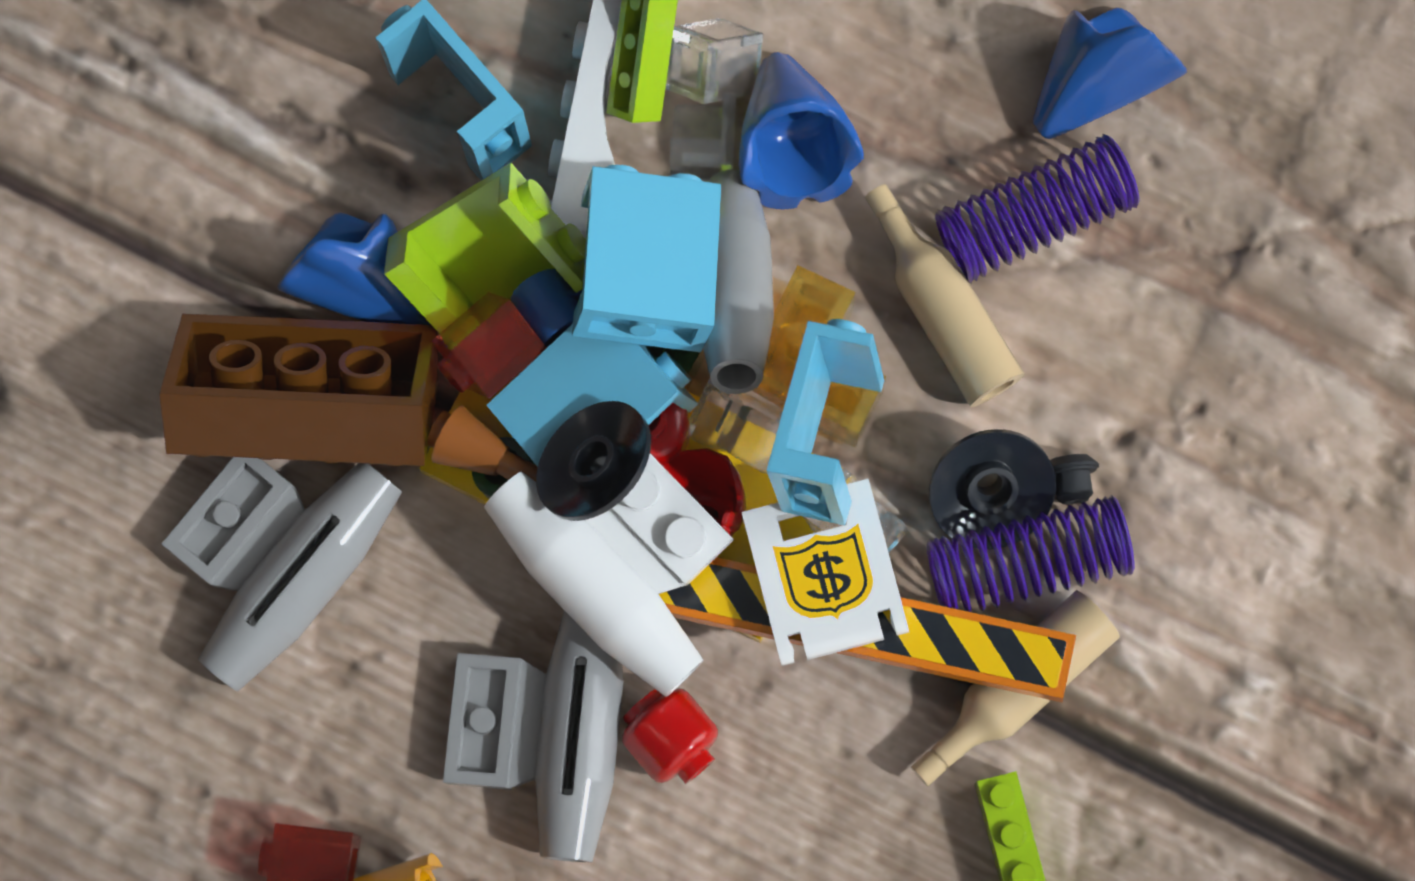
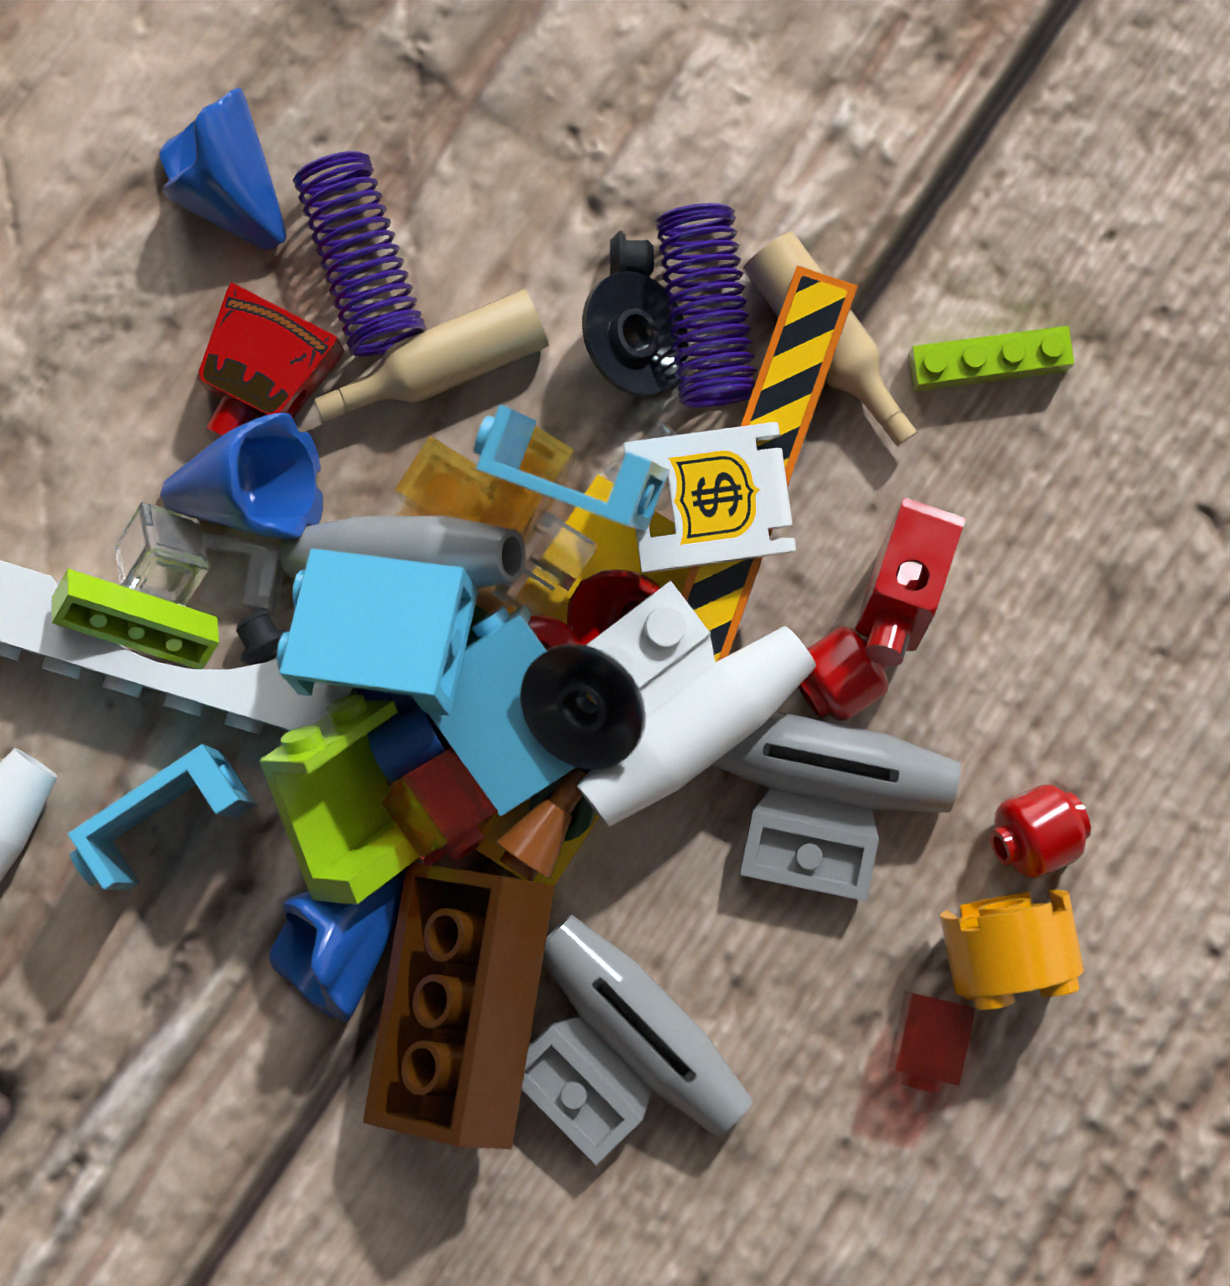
camera: 90 degrees left, 5 degrees up
(647, 158) = (259, 638): none -> black piece
(763, 781) = (902, 594): none -> red torso
(916, 129) = (262, 360): none -> red torso

